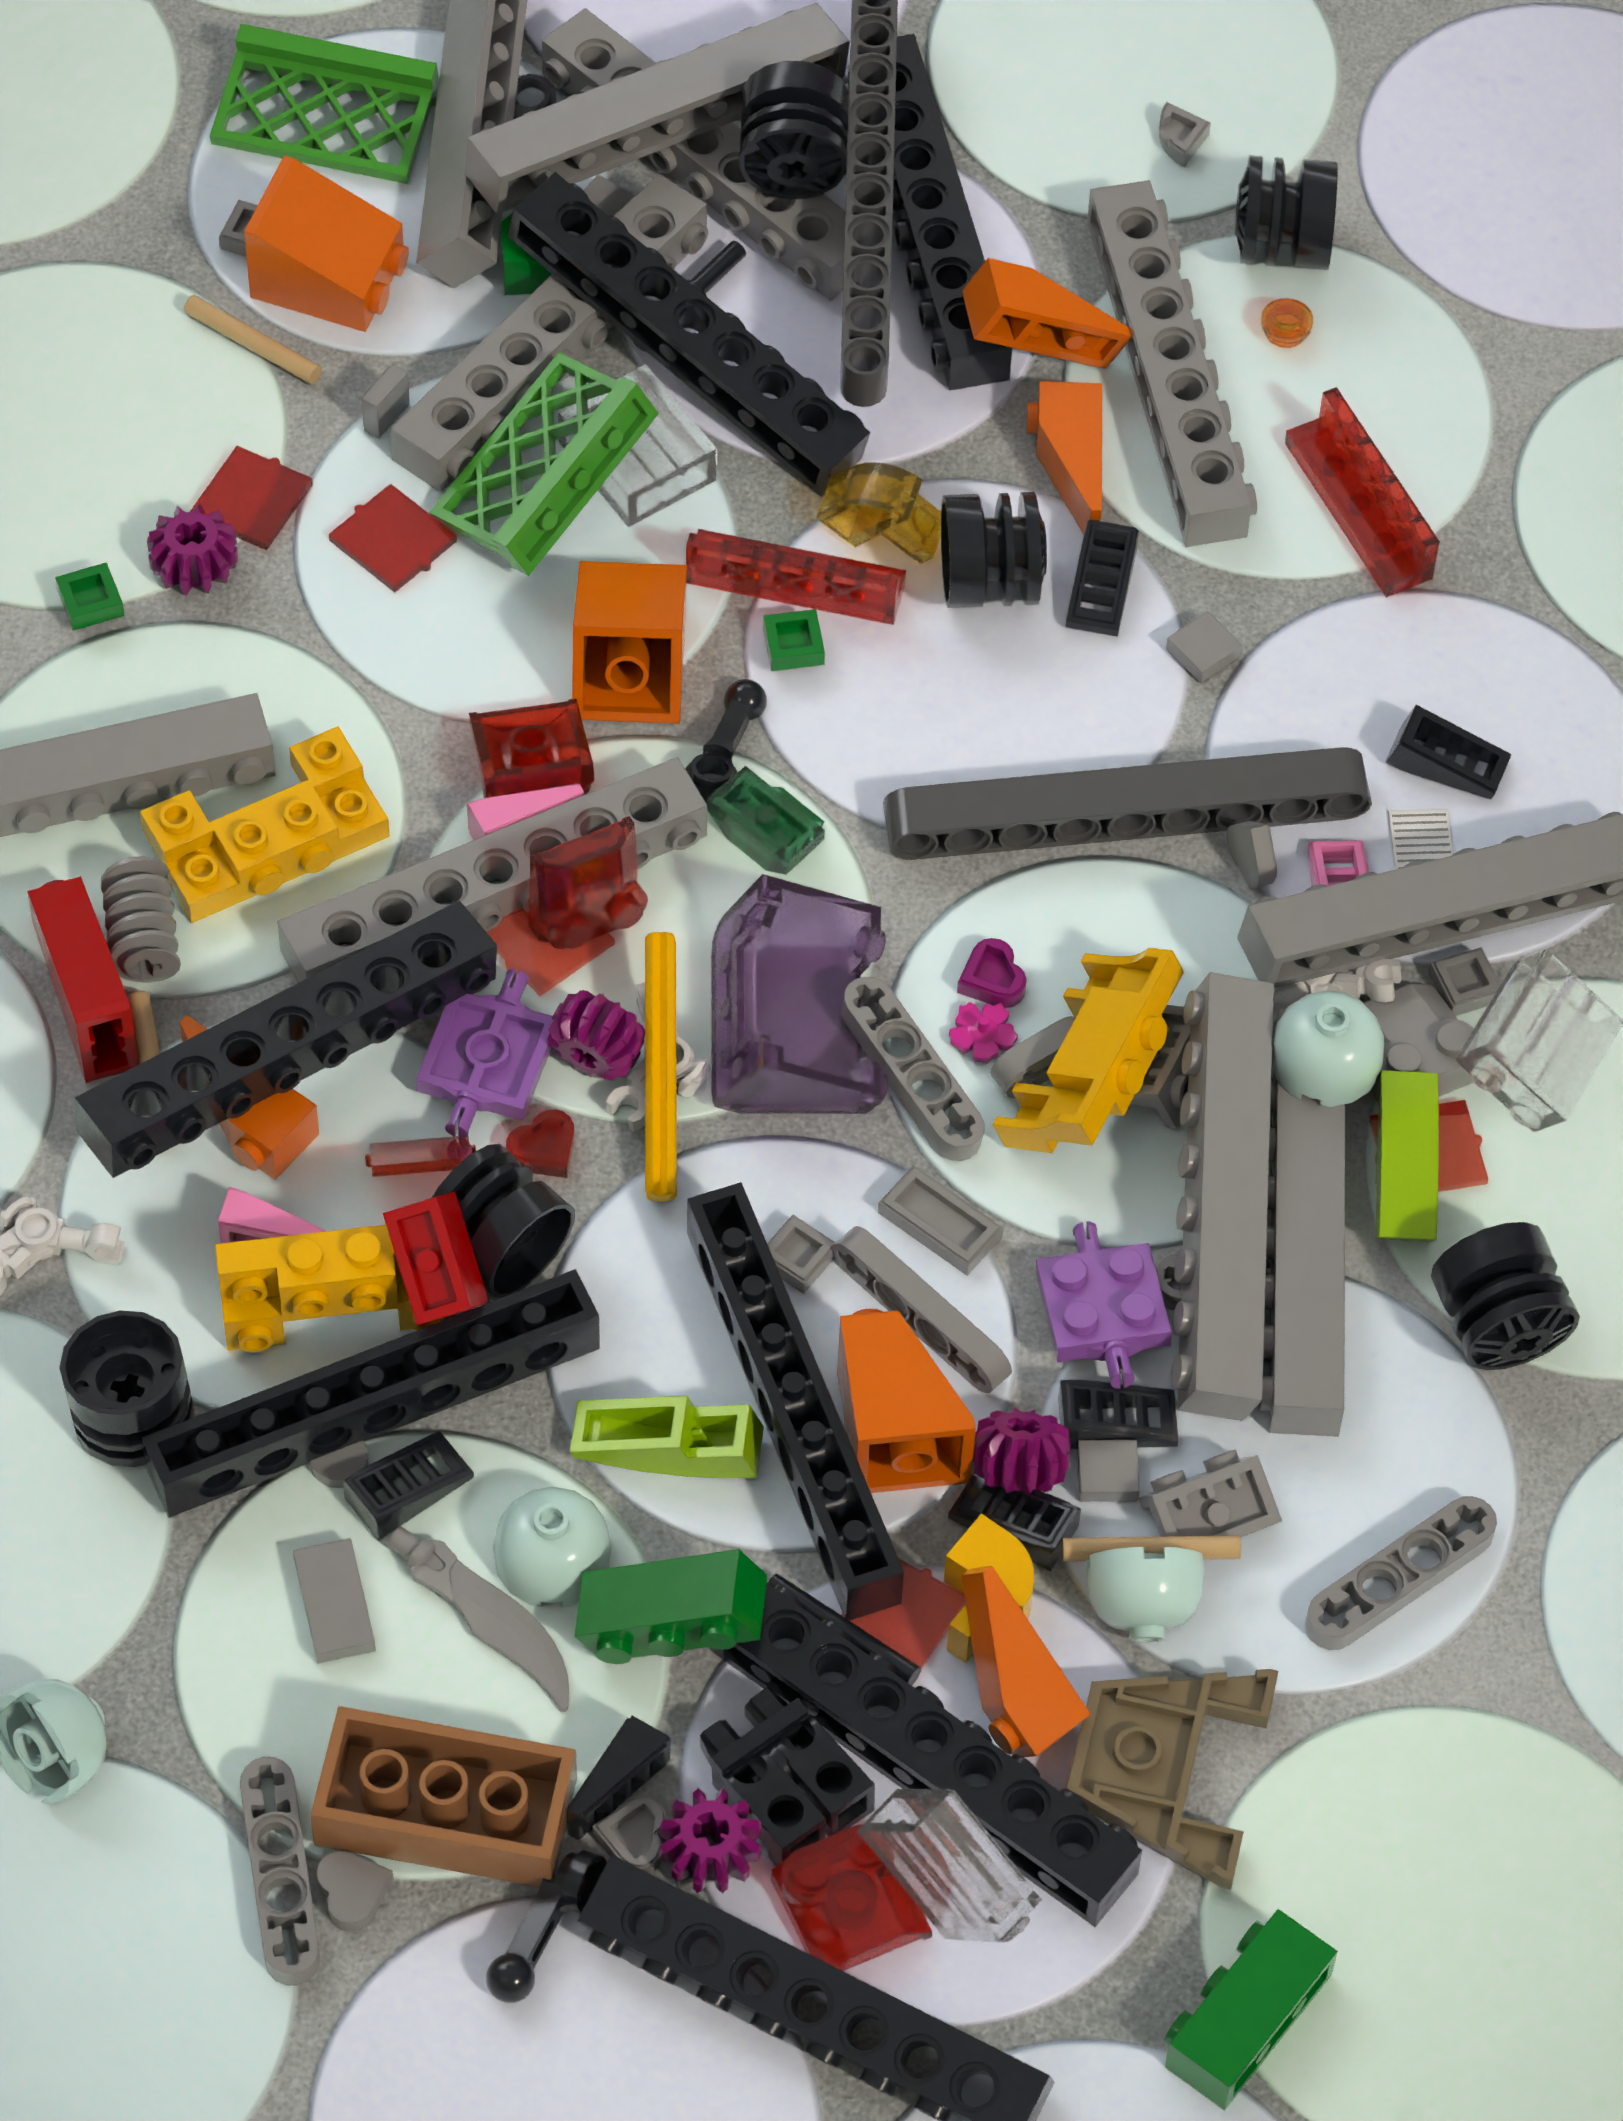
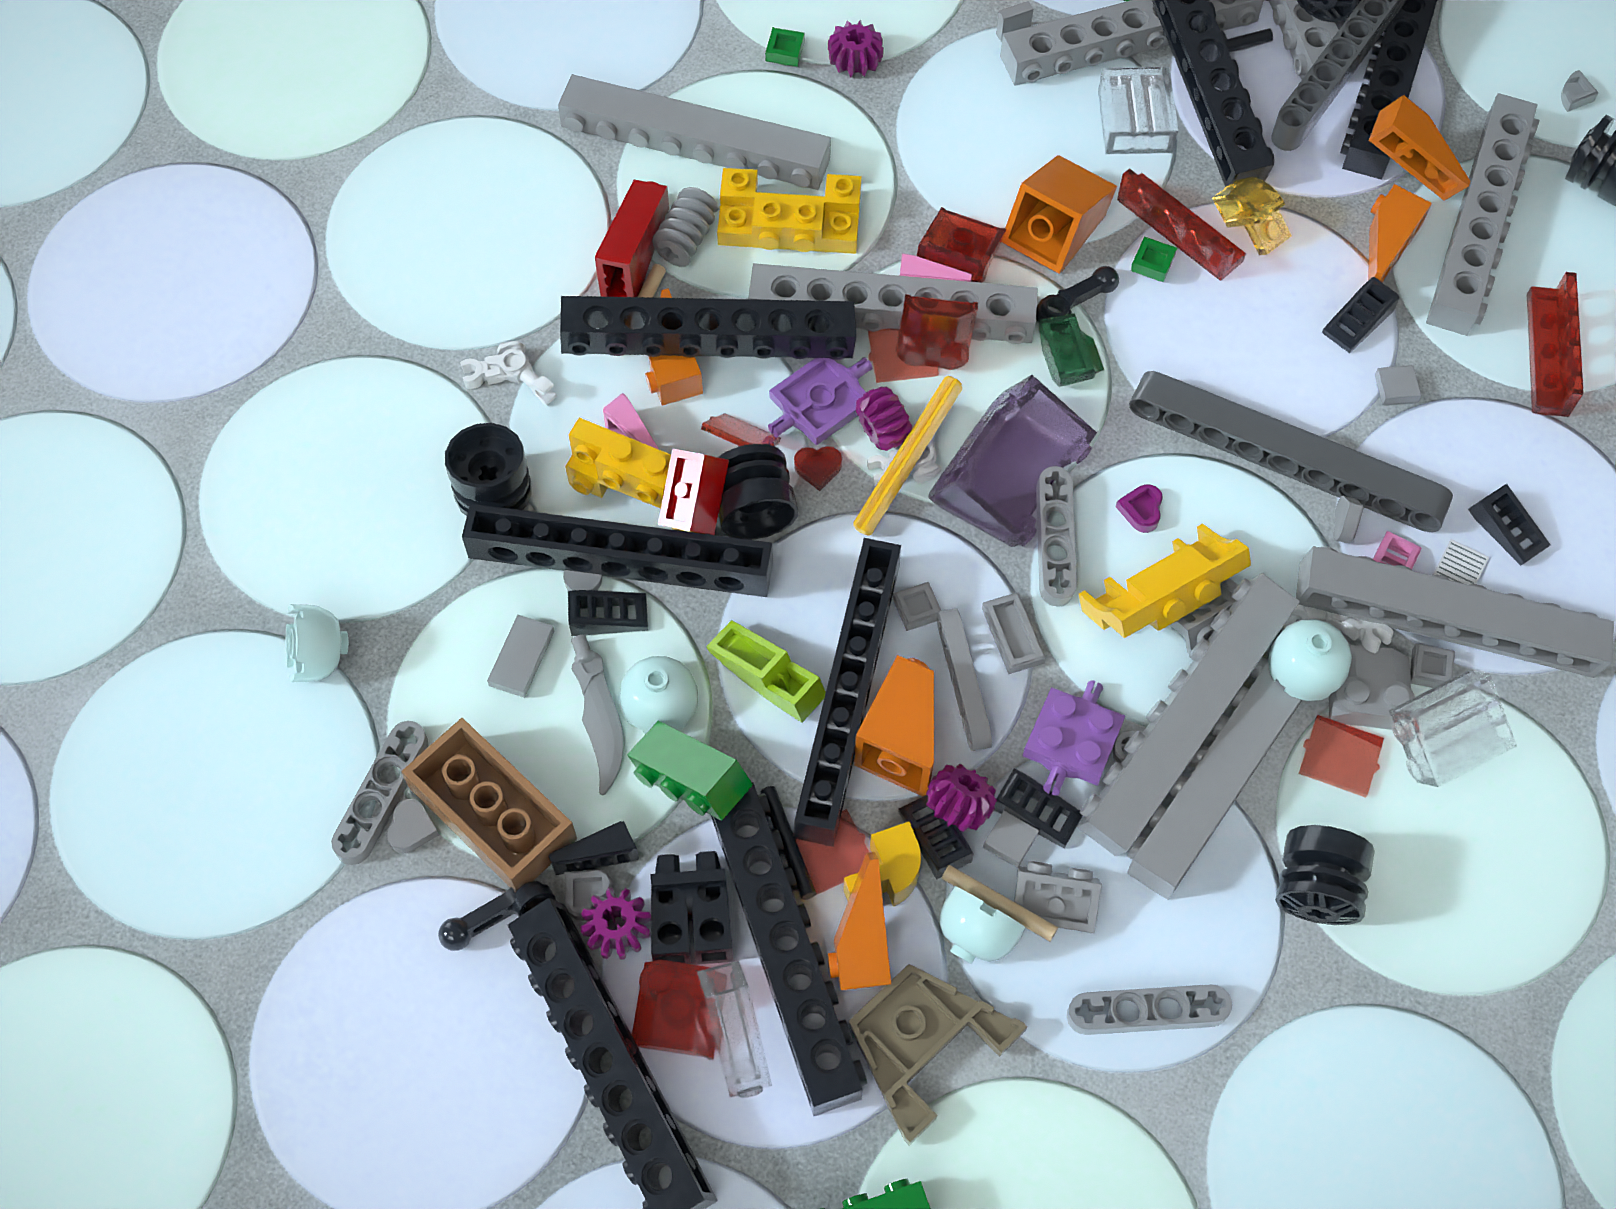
camera: 35 degrees right, 5 degrees up
(255, 495) = (911, 39): clear red piece -> none
(392, 538) = (970, 96): clear red piece -> none
(567, 477) = (1091, 99): bright green fence -> none
(983, 1032) = (1114, 537): dark pink plant -> none
(991, 549) = (1301, 263): black wheel -> none
(1030, 1058) = (1126, 565): light grey beam -> none
(1286, 322) = (1572, 225): clear orange plate -> none
(1407, 1156) = (1321, 752): lime slope -> none

